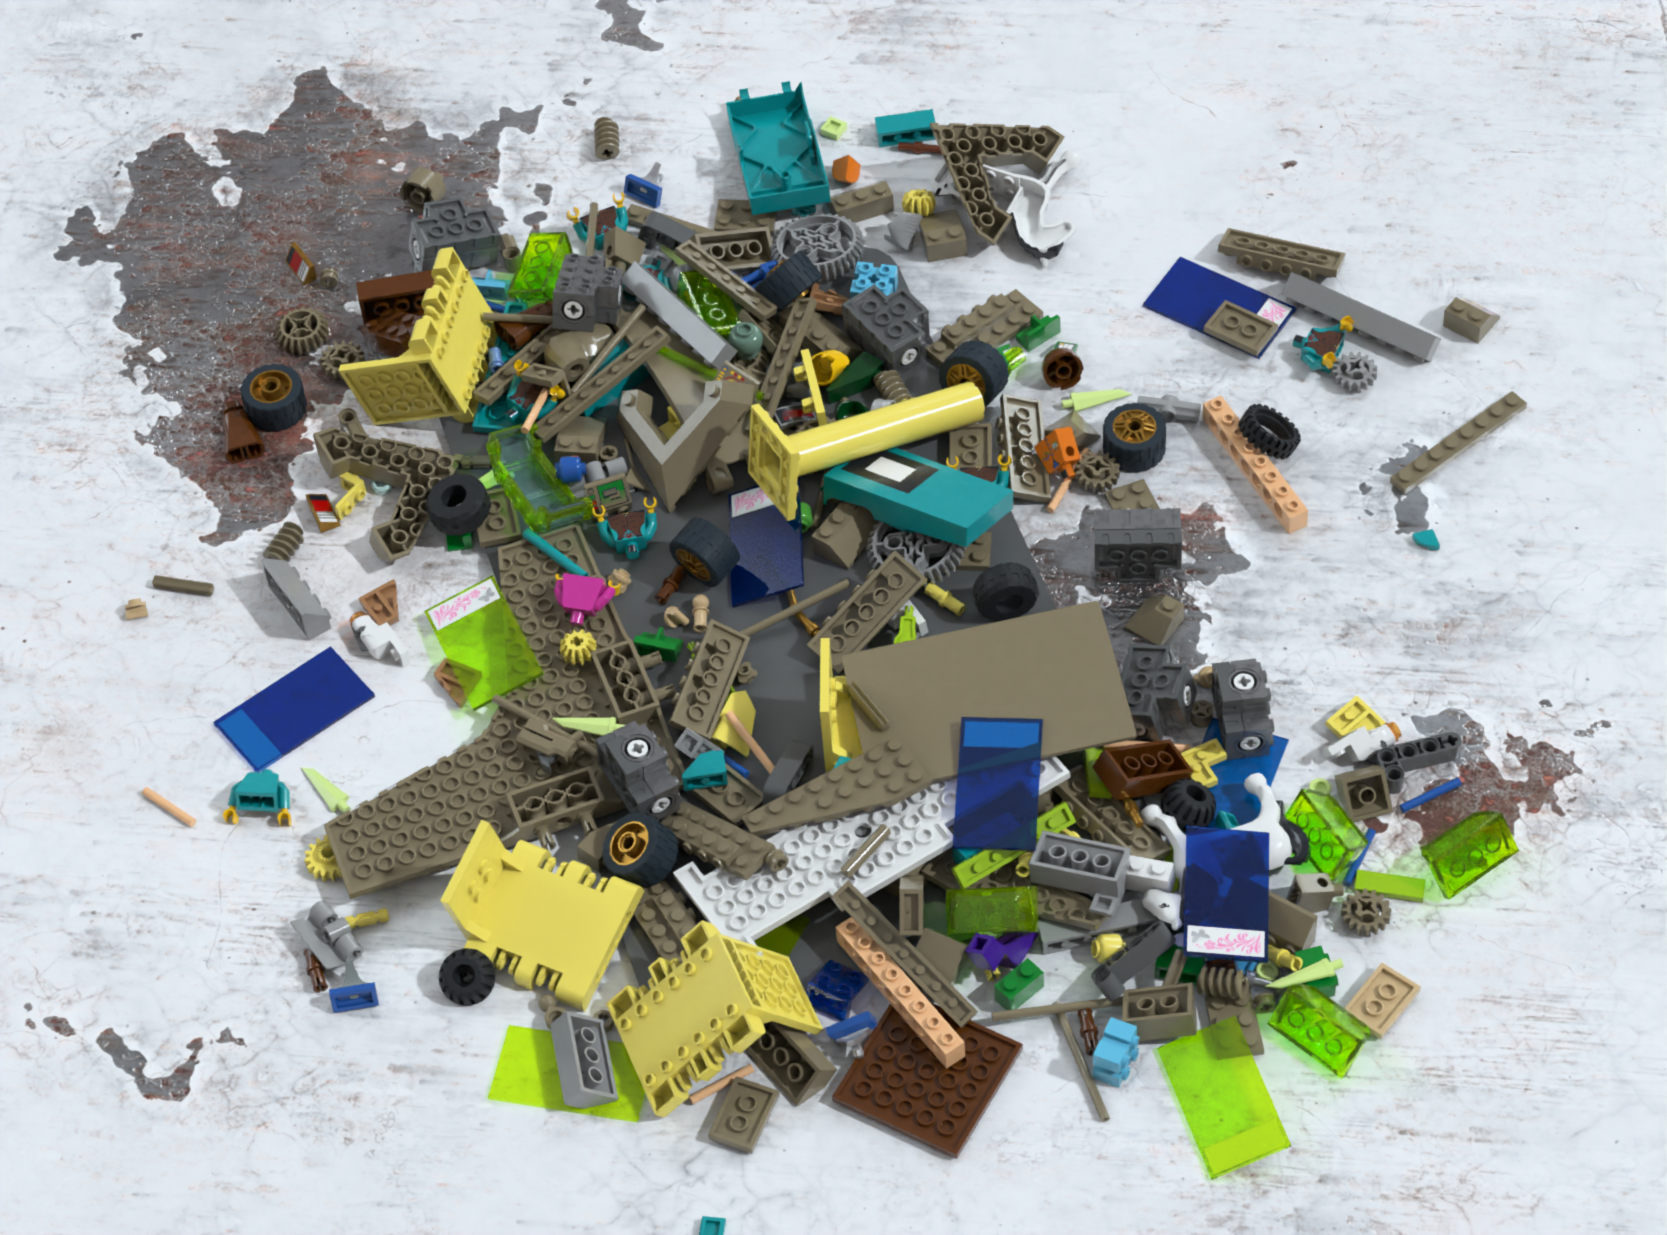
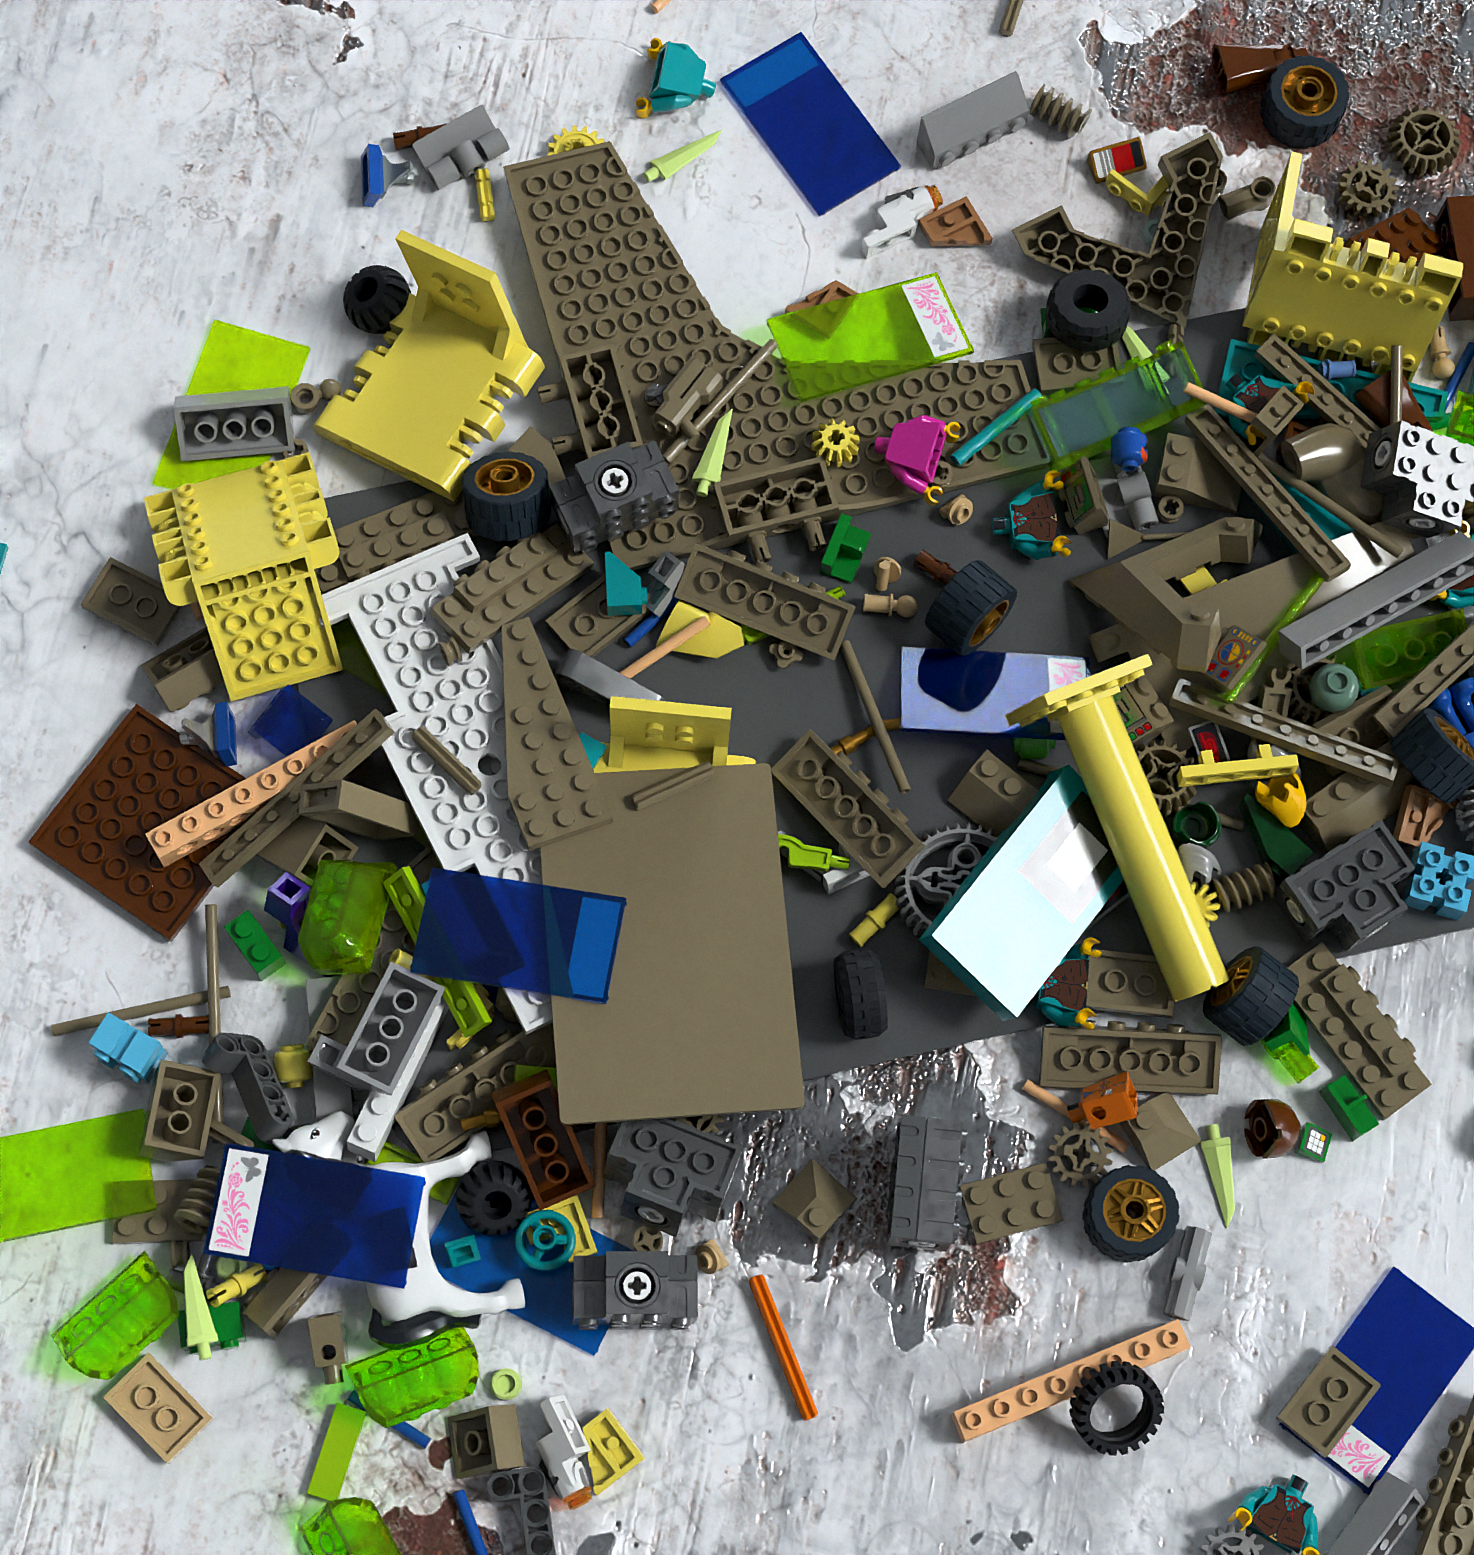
camera: 85 degrees right, 20 degrees up
(1214, 765) = (539, 1230): none -> teal piece
(1261, 629) = (783, 1347): none -> orange axle
(1366, 912) = (283, 1420): dark tan gear -> none

